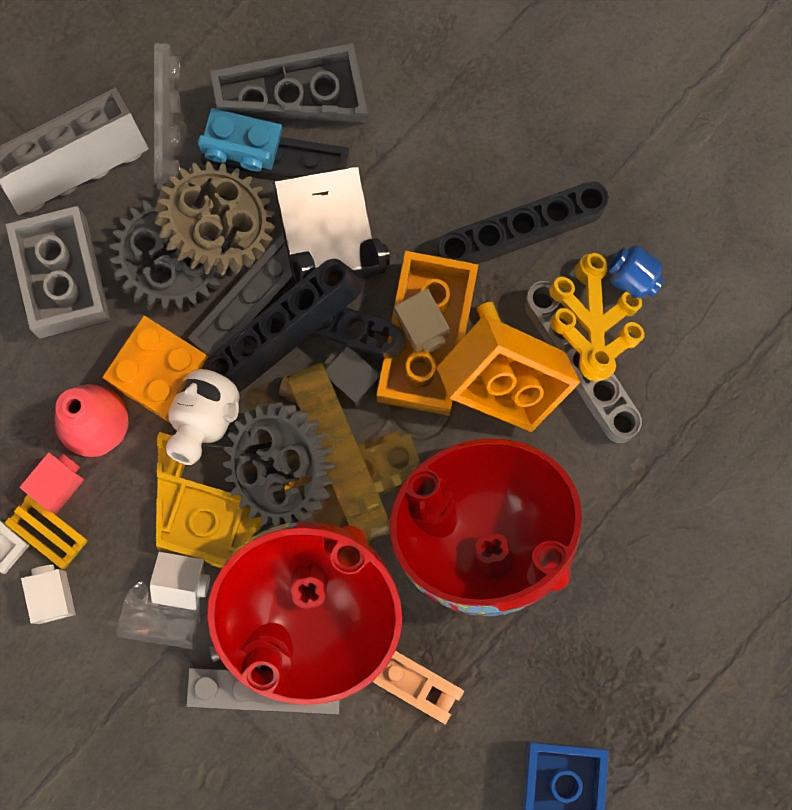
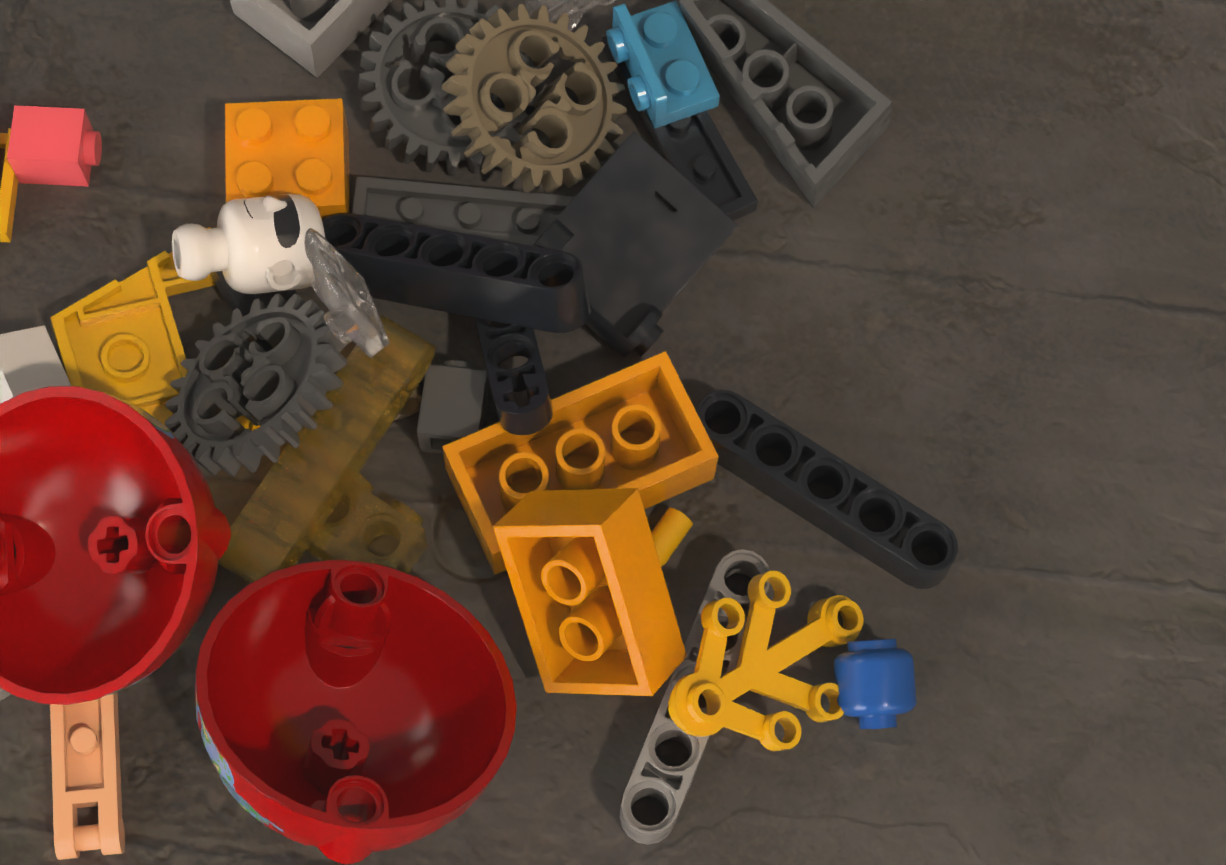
camera: 50 degrees right, 10 degrees down
(90, 420) = (165, 129): coral cone -> none
(262, 387) = (345, 295): none -> clear plate
(422, 322) = (579, 429): dark tan brick -> none

